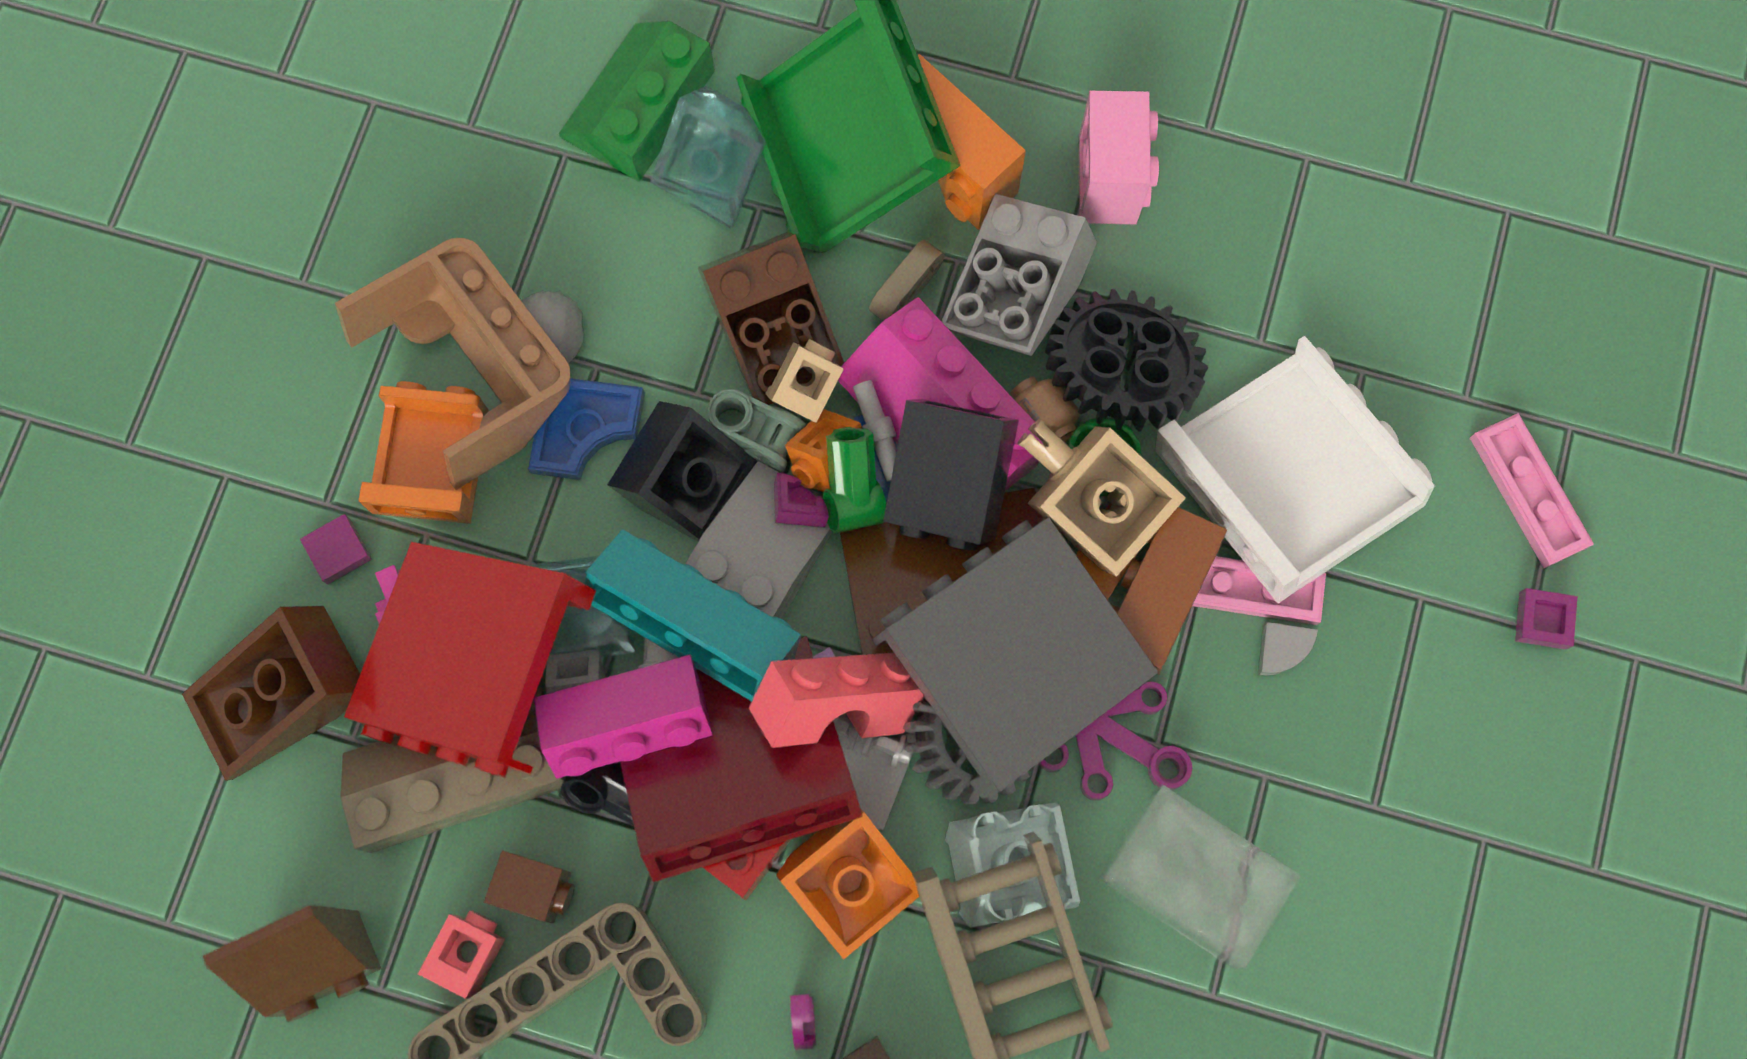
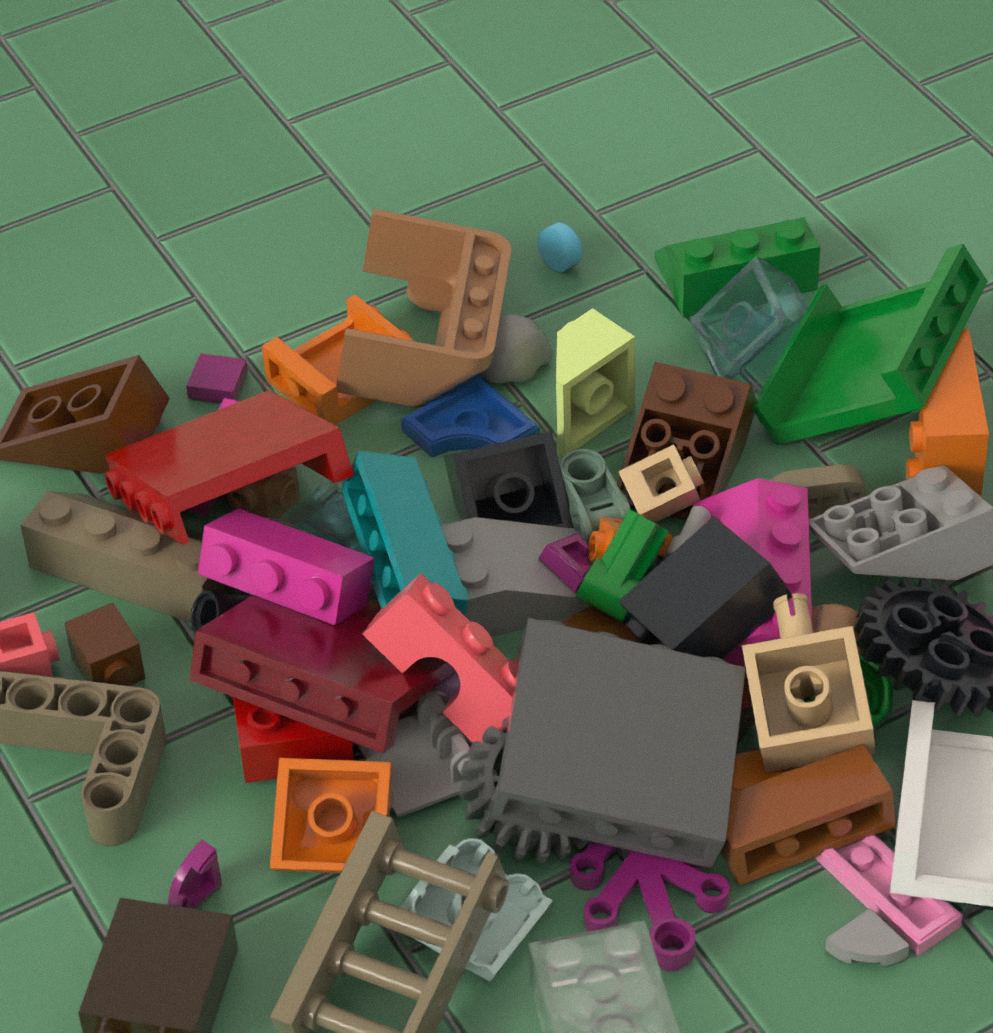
camera: 45 degrees right, 30 degrees down
(486, 192) = (559, 247): none -> medium azure tile
(652, 318) = (592, 378): none -> yellowish green slope

